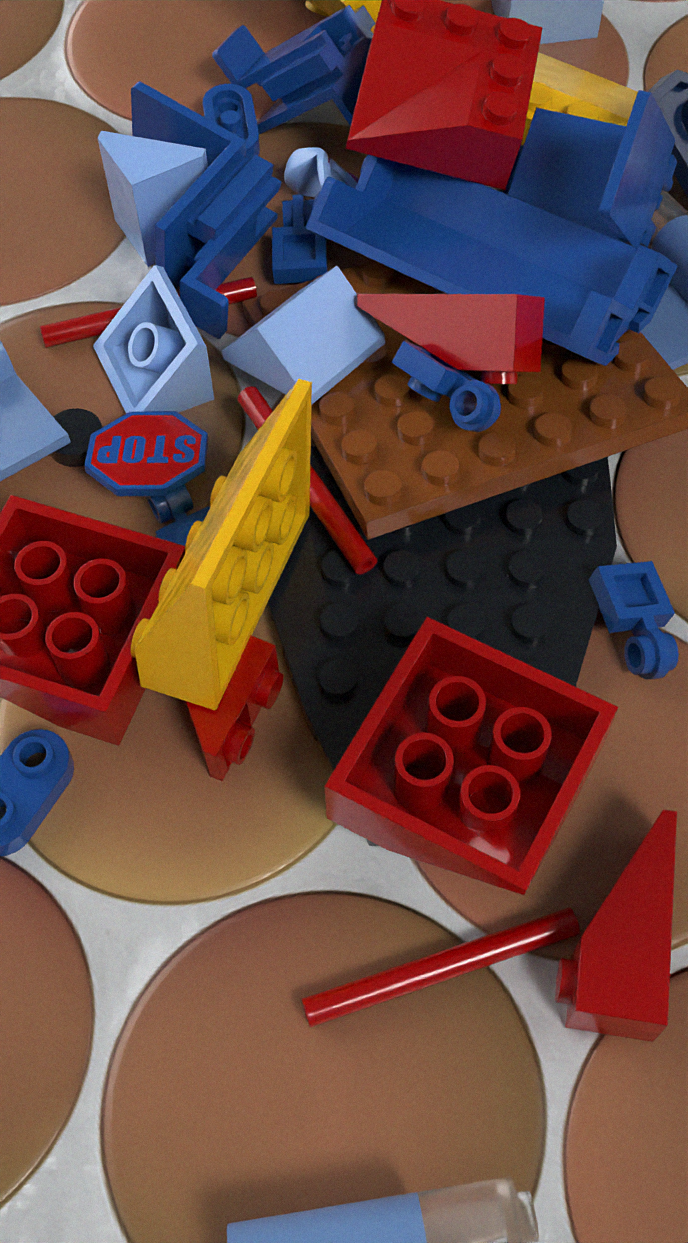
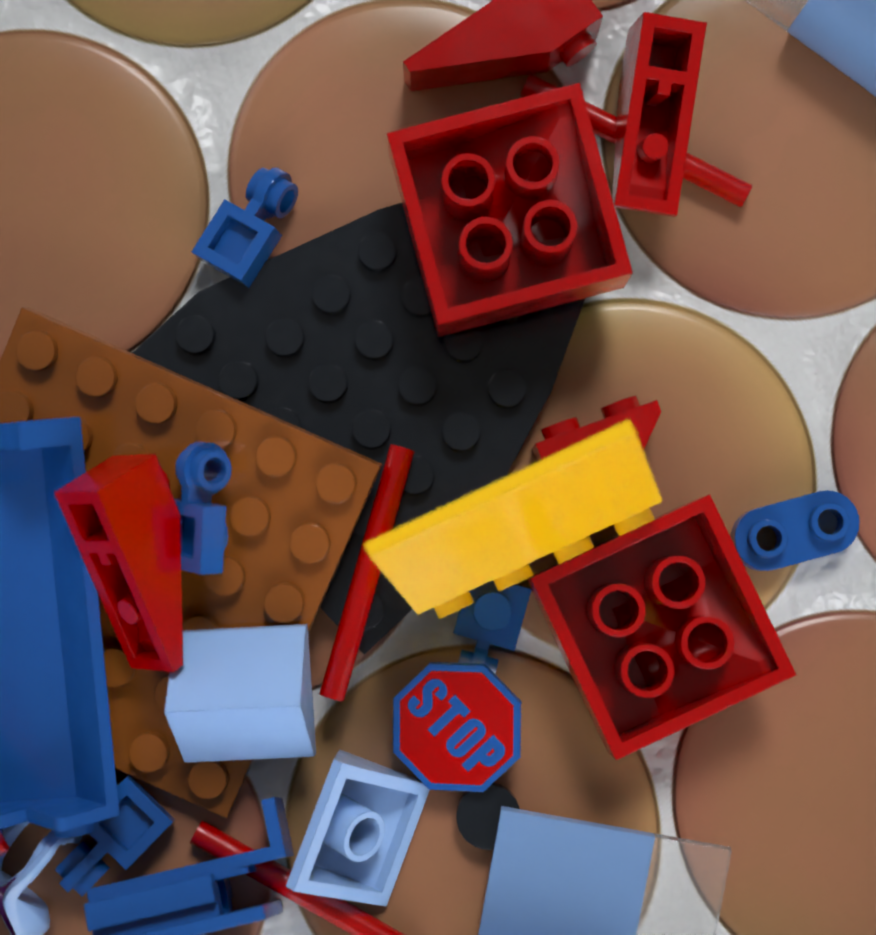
camera: 135 degrees left, 25 degrees up
(447, 977) = (656, 112): none -> red slope

